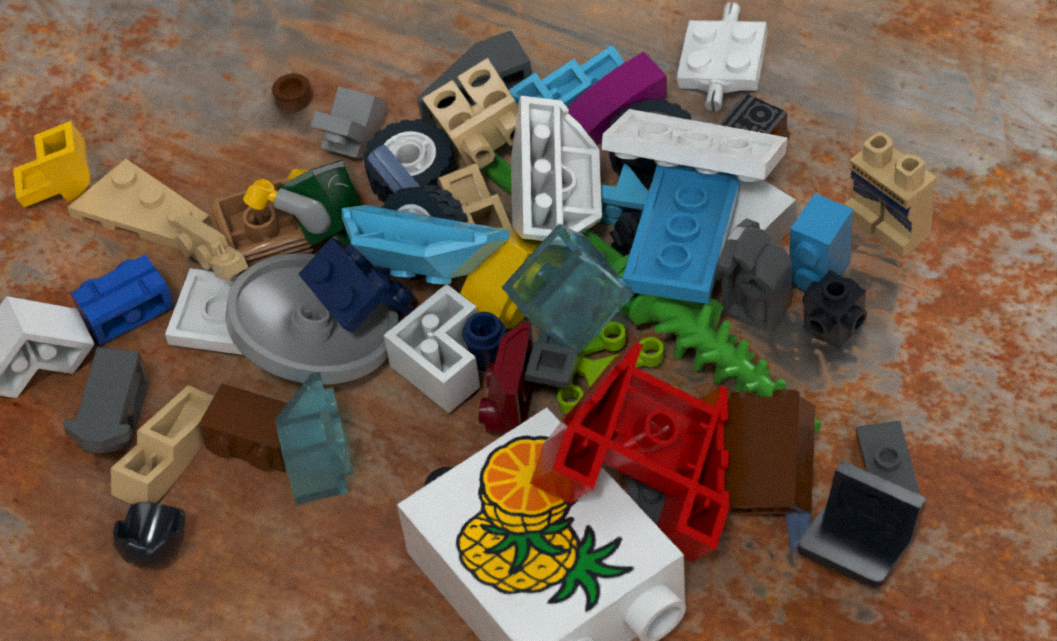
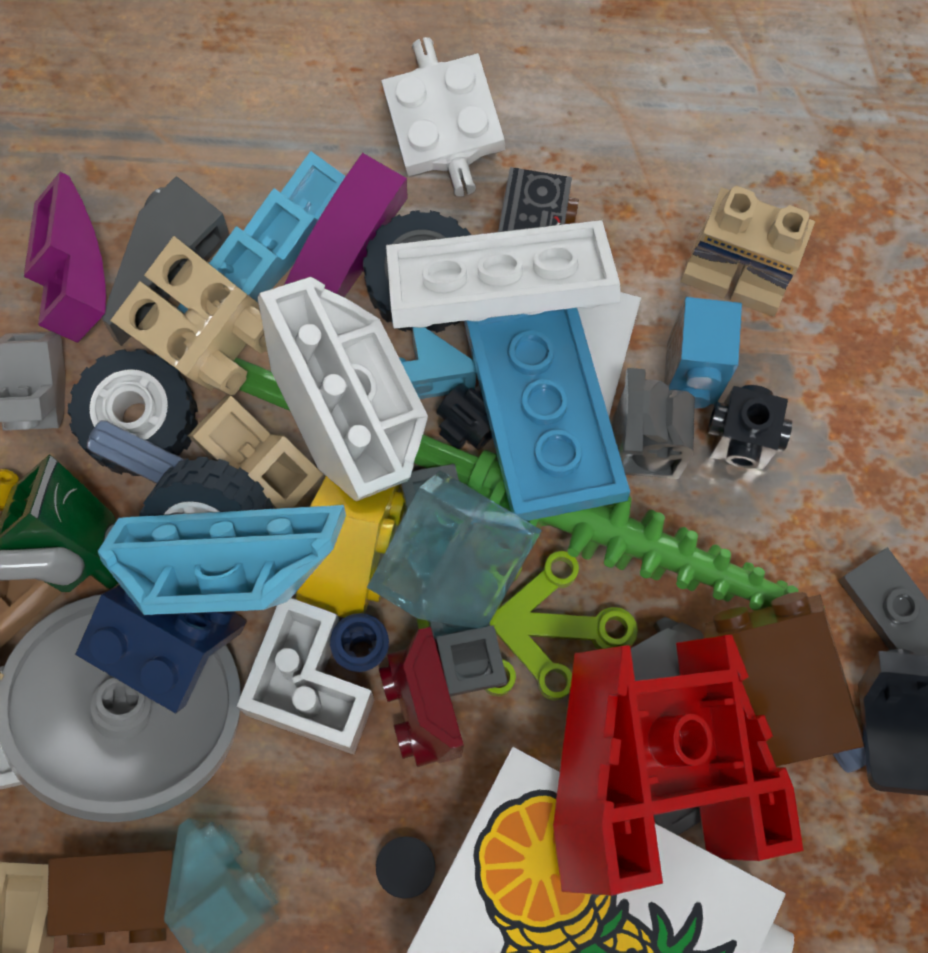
camera: 35 degrees left, 20 degrees up
(412, 61) = (65, 261): none -> magenta slope

